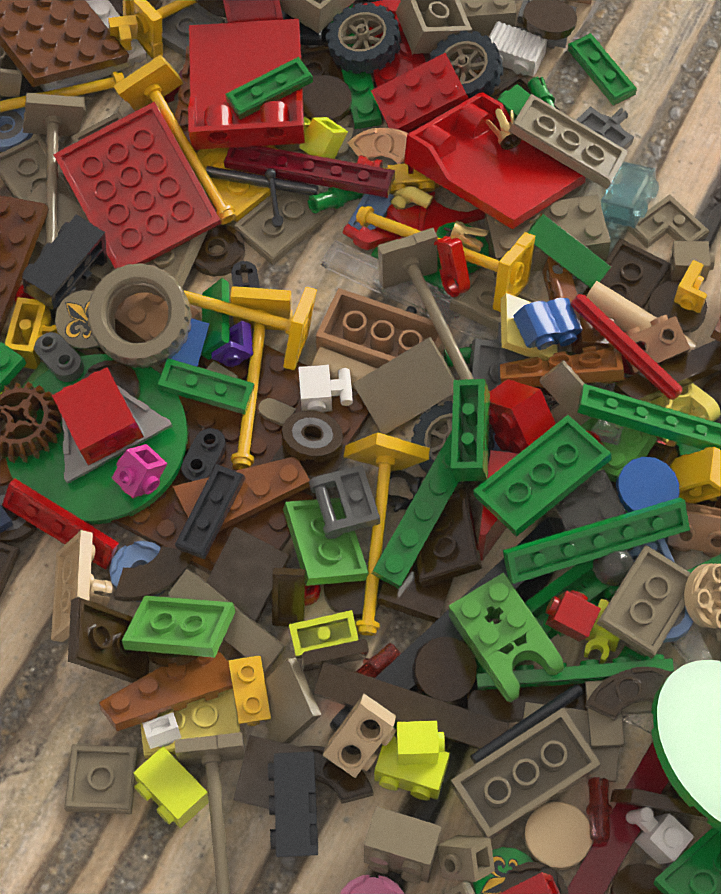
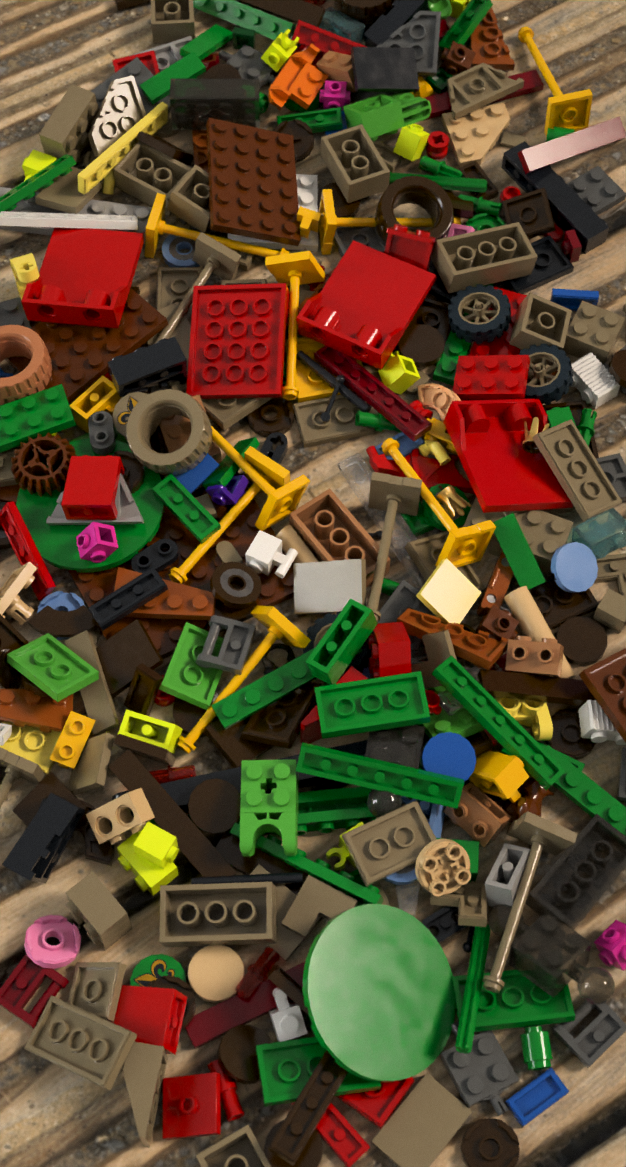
camera: 30 degrees right, 0 degrees up
(269, 87) = (378, 315): green tile -> none
(453, 266) = (422, 516): red piece -> none
(466, 858) = (135, 947): dark tan brick -> none
(547, 323) = (462, 597): blue brick -> none
(572, 614) = (330, 819): red brick -> none
(626, 688) = (329, 897): dark brown tile -> none
(627, 347) = (507, 647): red axle -> none
(628, 238) = (574, 567): none -> medium blue tile
(688, 291) = (597, 629): yellow bracket -> none

